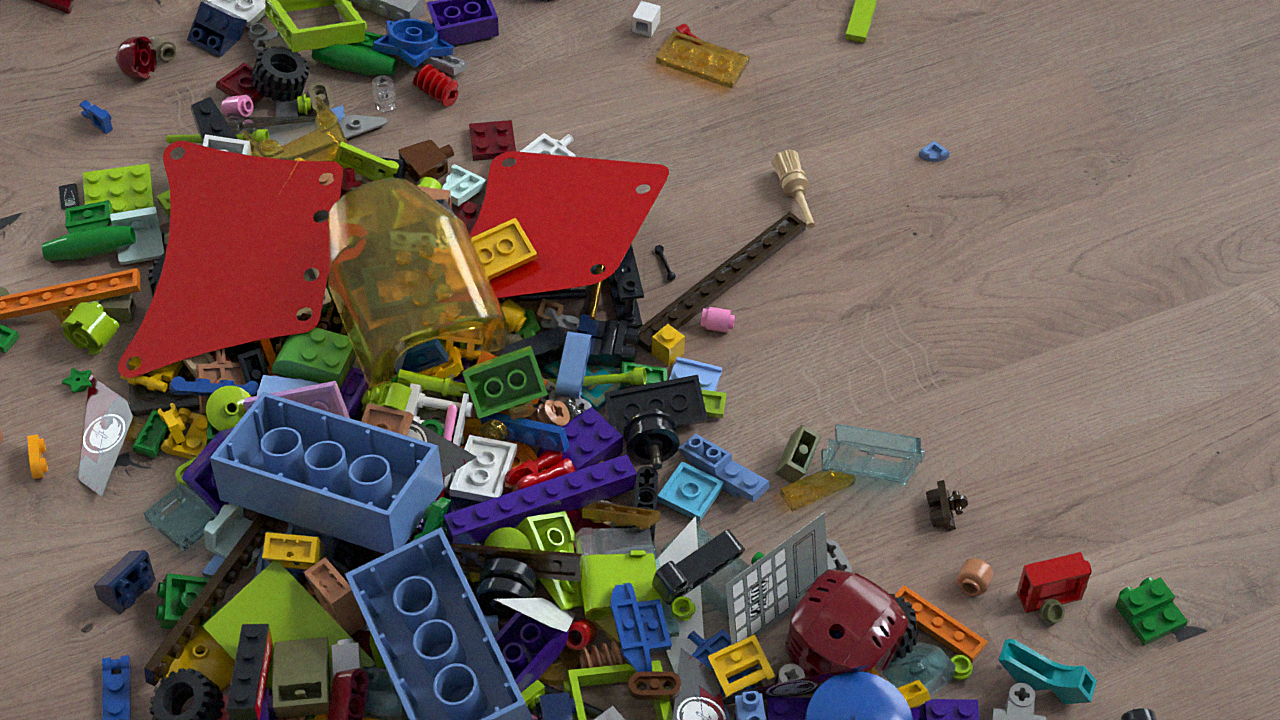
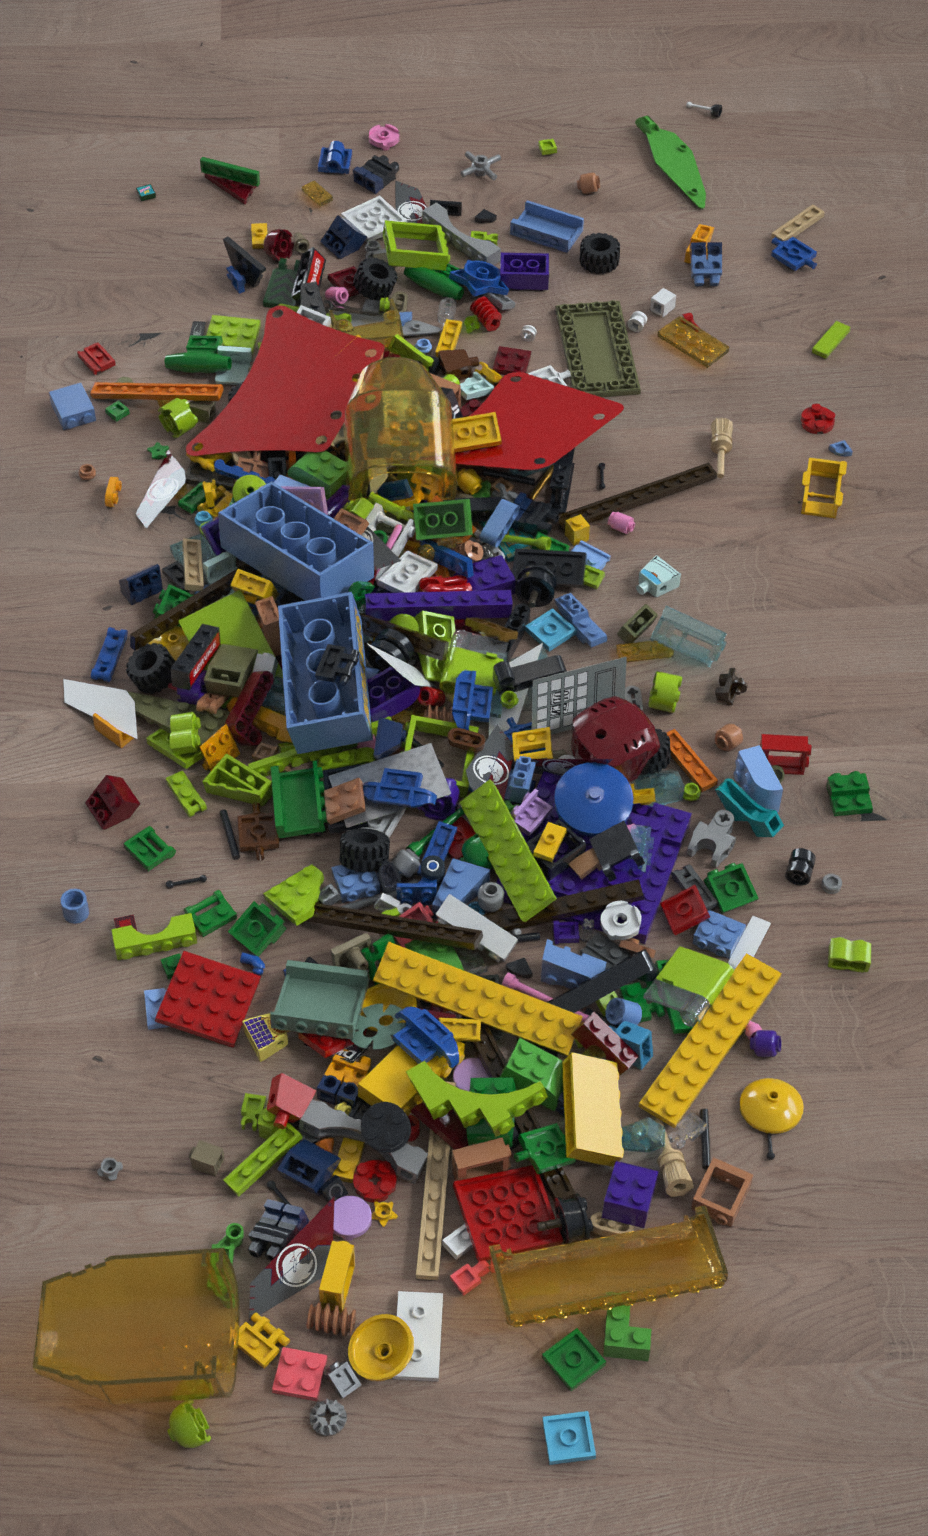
camera: 20 degrees right, 0 degrees up
(102, 92) = (244, 262): none -> black wing
(104, 50) = (259, 233): none -> yellow plate
(163, 109) = (281, 285): none -> dark green tile
(174, 460) = (201, 517): none -> medium azure plate
(174, 555) = (175, 574): none -> black plate
(187, 534) = (192, 564): none -> tan plate
(190, 86) = (309, 270): none -> black brick
(374, 146) = (423, 345): none -> light blue plate
(401, 126) = (449, 335): none -> yellow plate
(419, 98) = (469, 320): none -> clear neon green plate
(454, 641) = (331, 662): none -> black plate
(476, 165) = (492, 375): none -> yellow plate
(498, 97) = (528, 329): none -> white bush
(590, 97) = (597, 348): none -> olive tile
(625, 50) = (637, 321): none -> white wheel
(794, 382) = (658, 578): none -> light aqua torso
(871, 538) = (665, 691): none -> lime brick
(898, 115) = (825, 422): none -> red plate
(938, 182) = (827, 469): none -> yellow piece
(1040, 626) = (758, 778): none -> light blue brick

